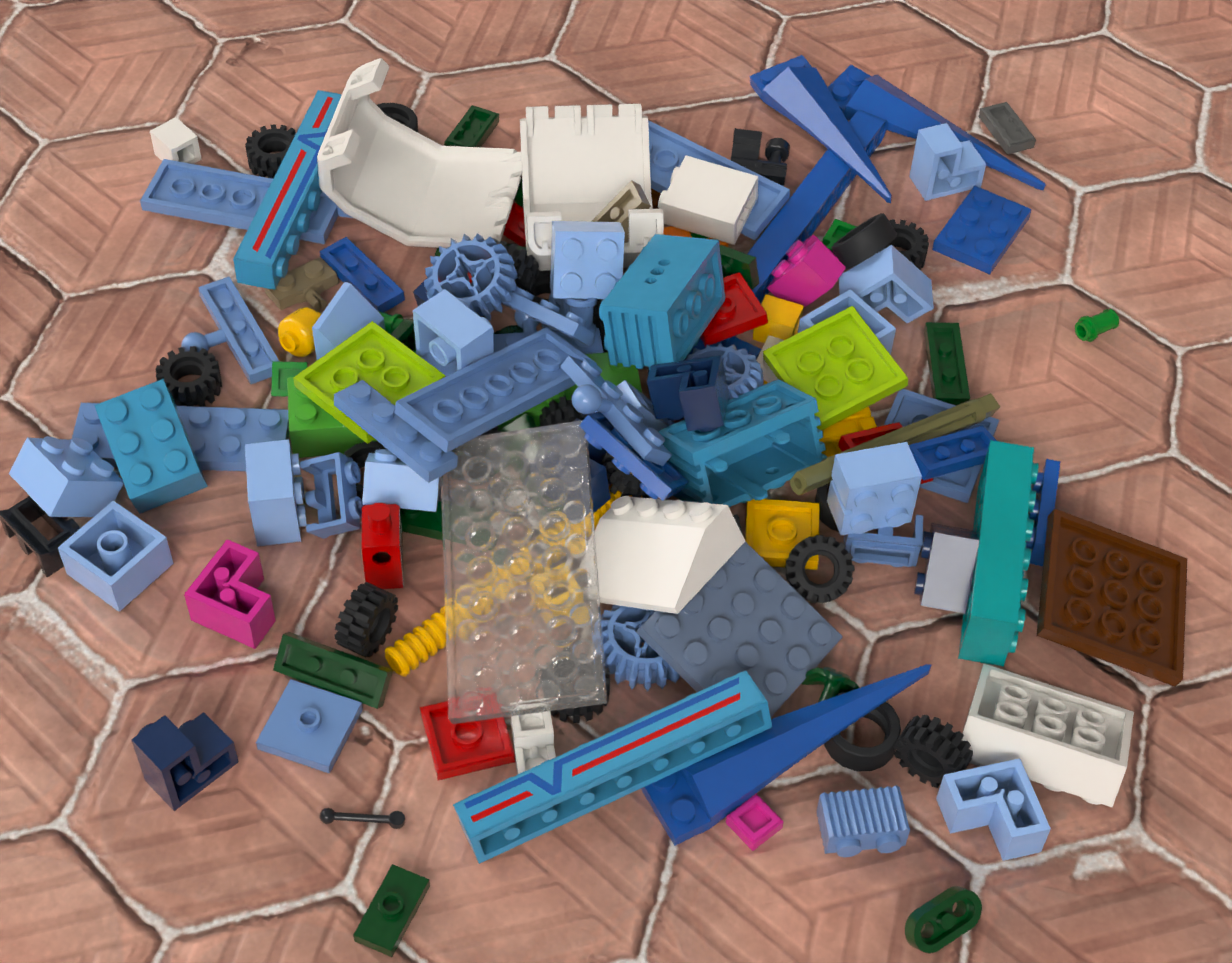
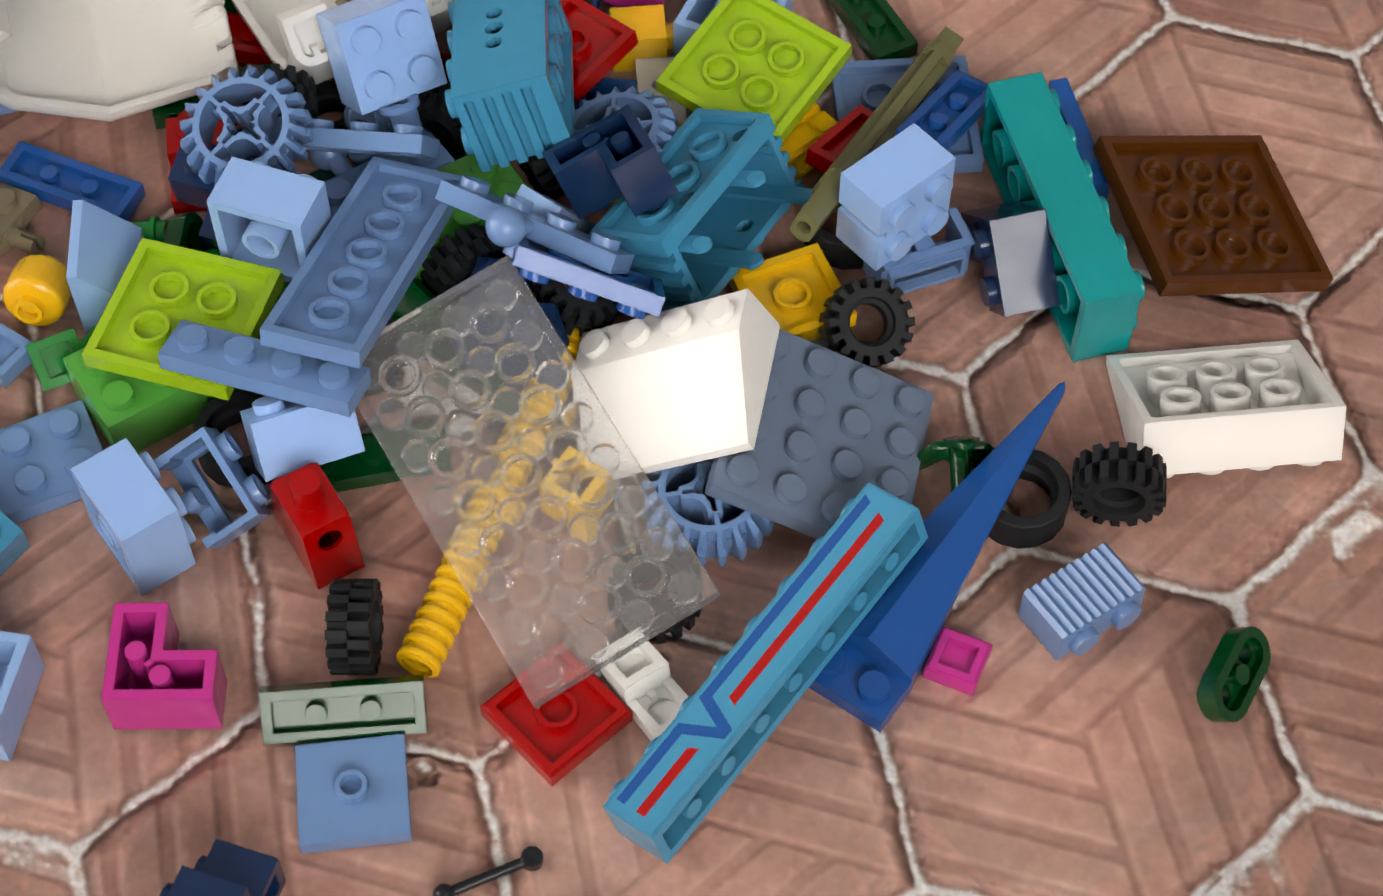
camera: 25 degrees left, 5 degrees up
(999, 798) = (1225, 507): light blue brick -> none

